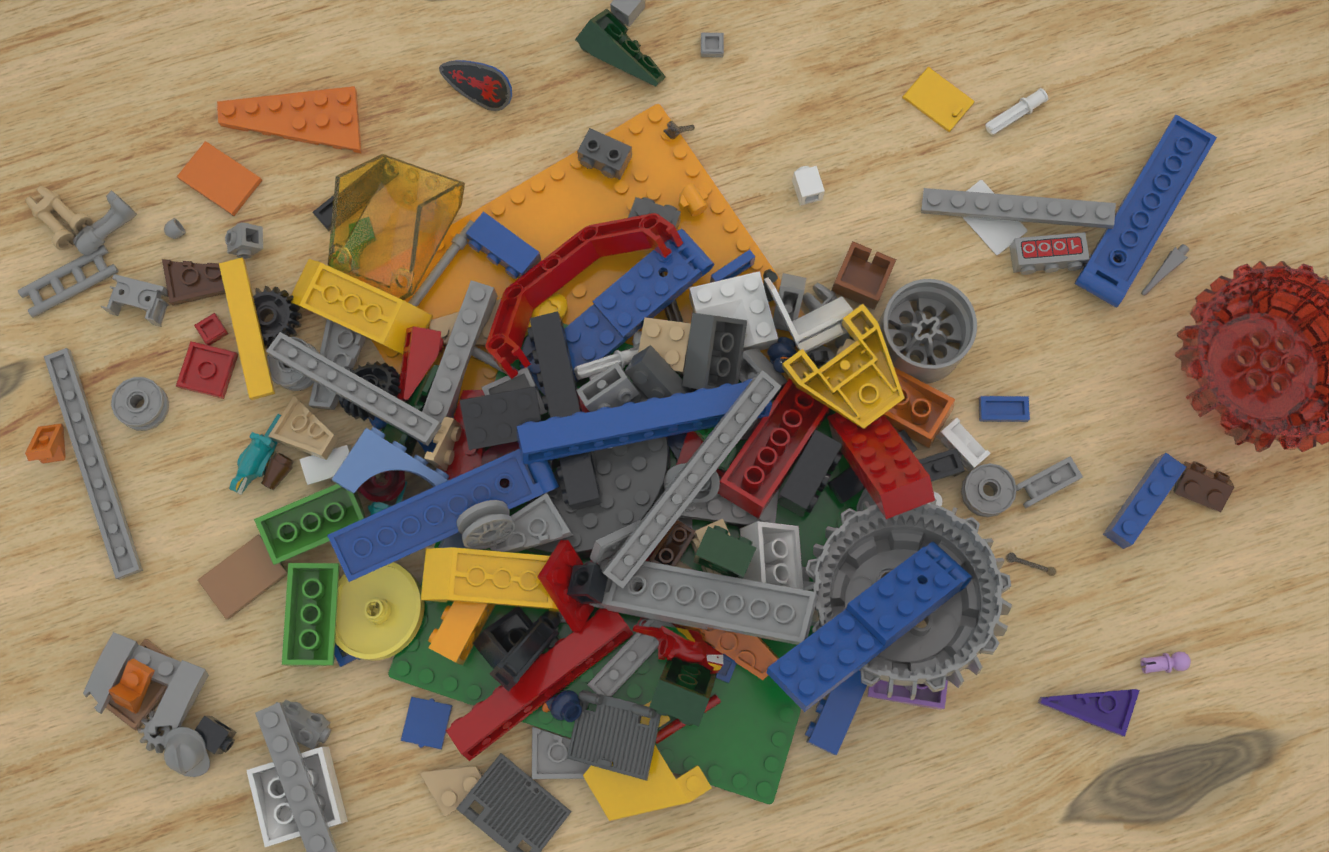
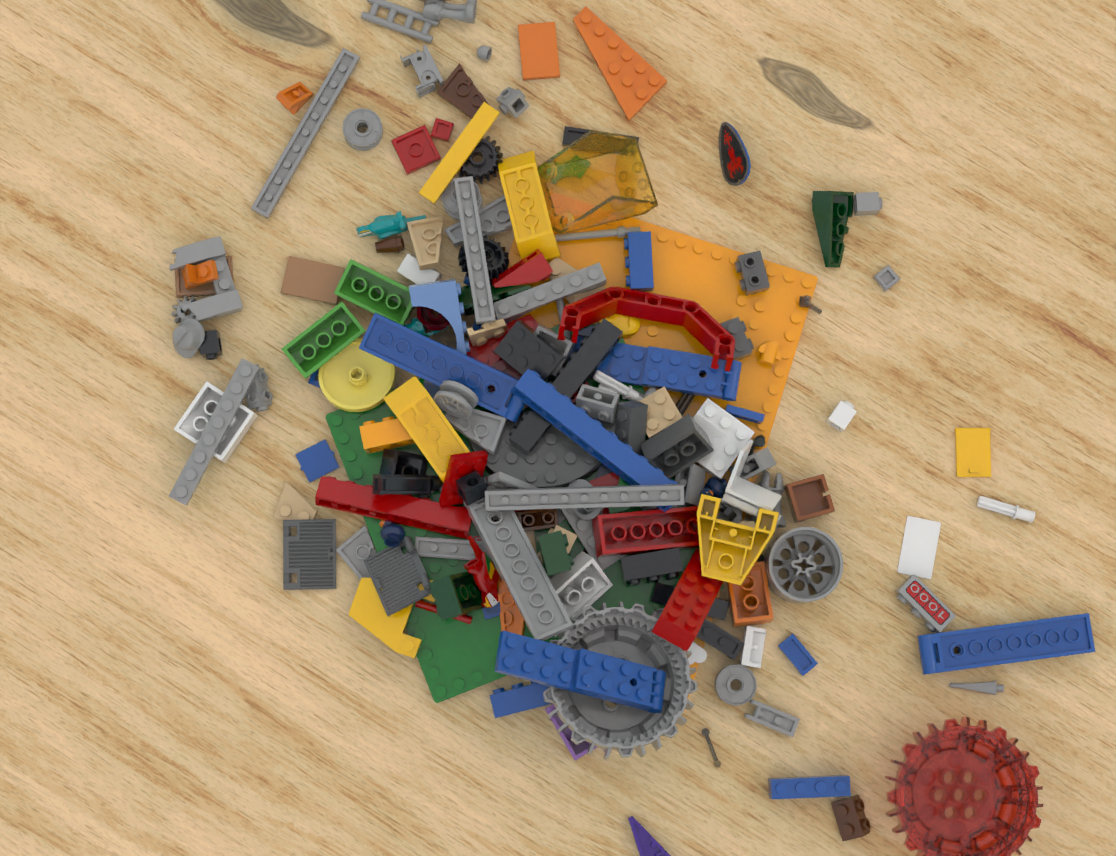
camera: 45 degrees right, 5 degrees up
(1018, 208) = (937, 561): light grey plate -> none

